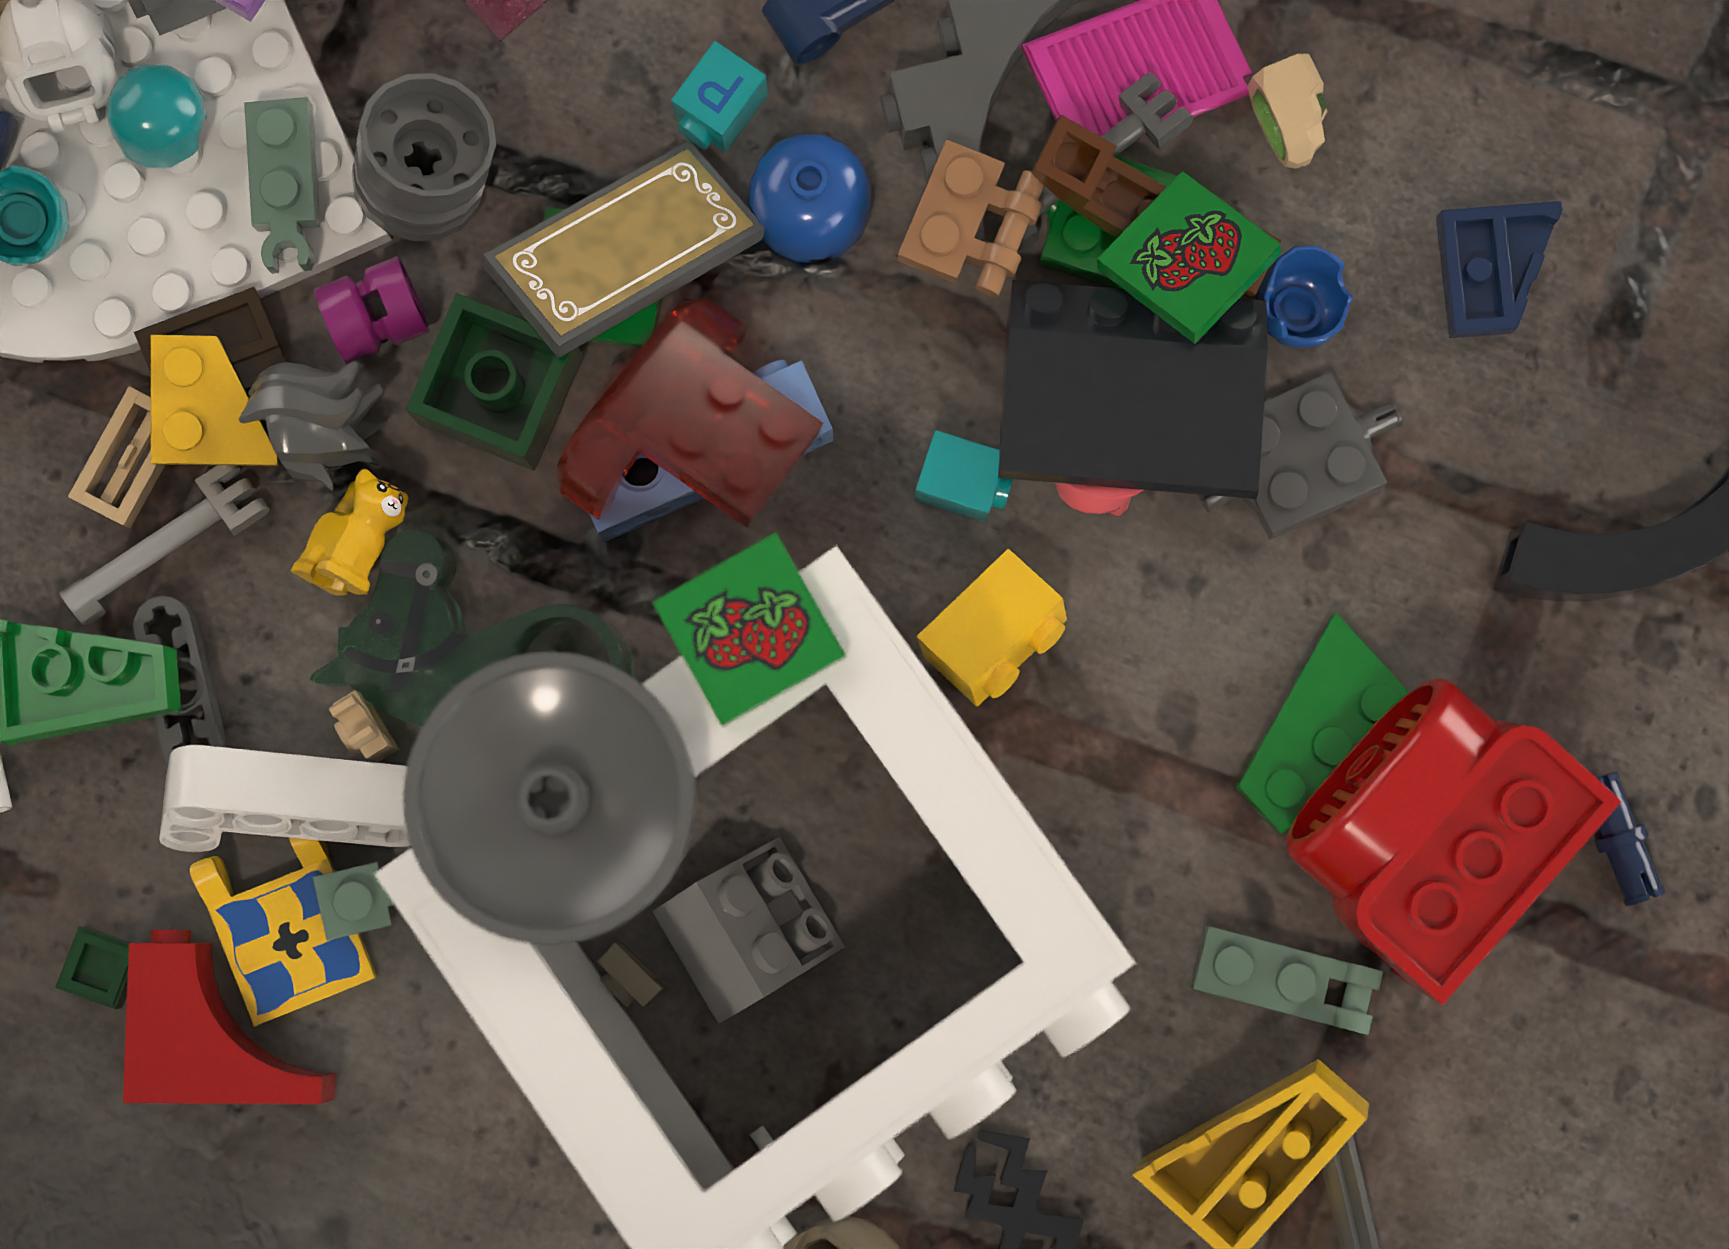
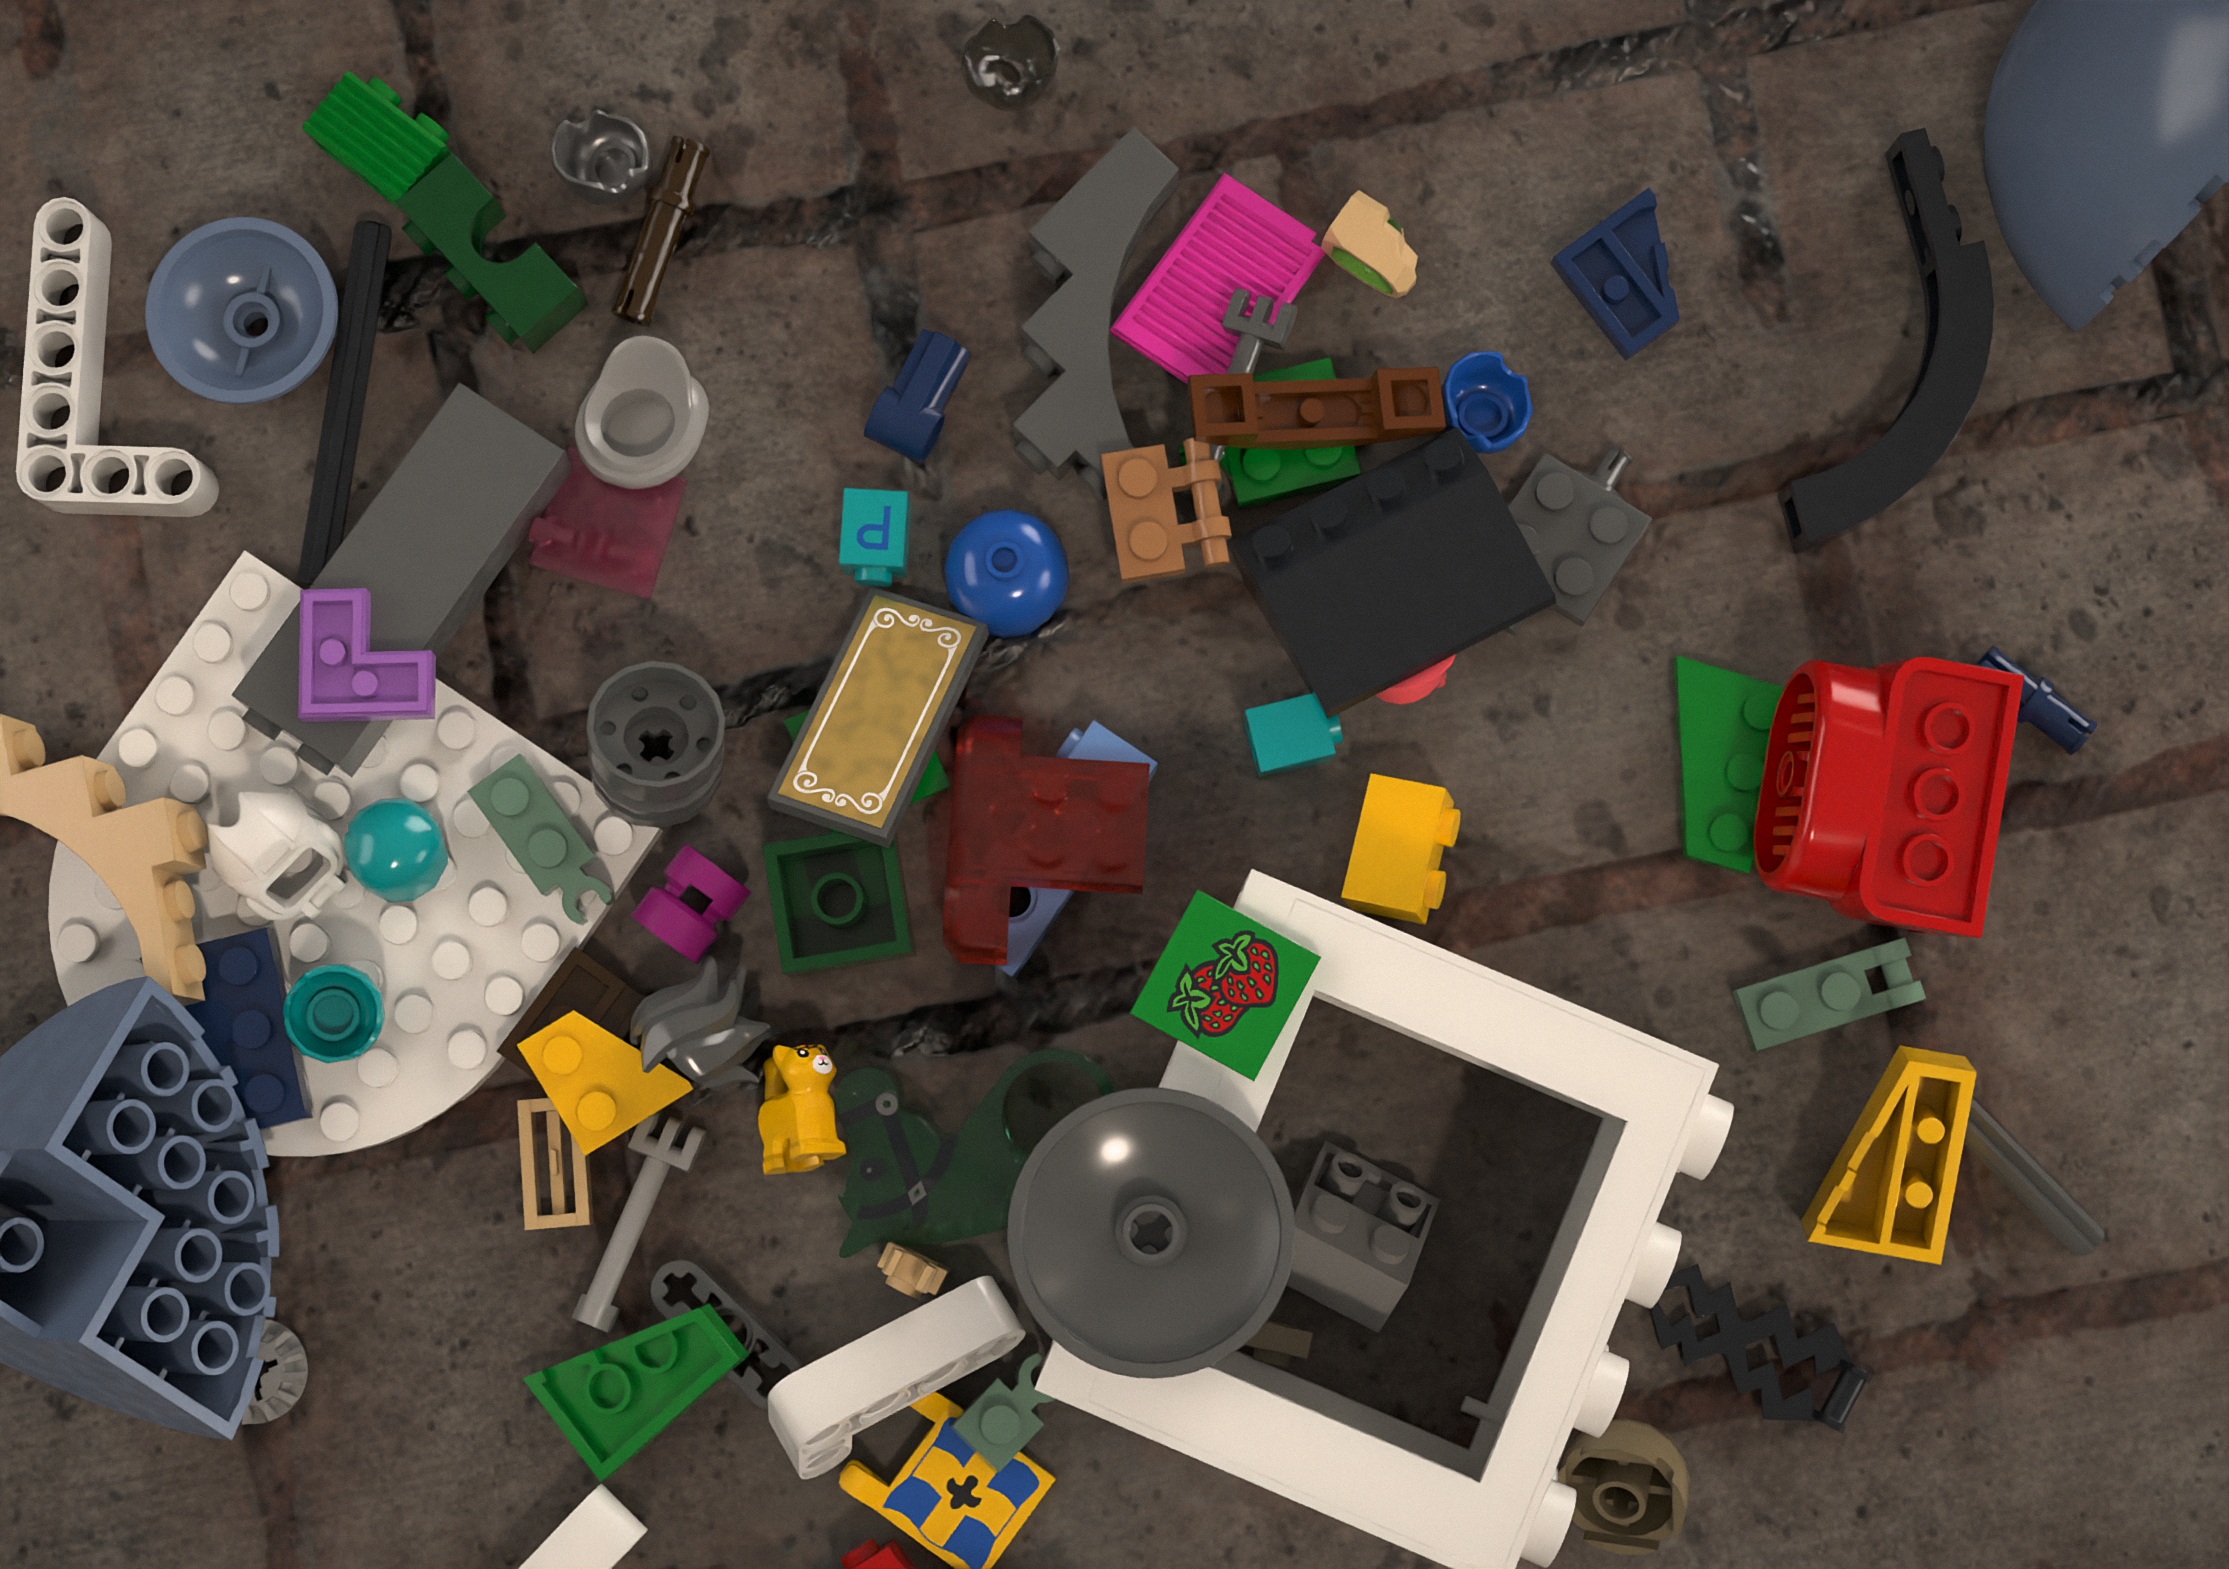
camera: 30 degrees left, 0 degrees up
(1189, 257) = (1372, 431): green tile -> none

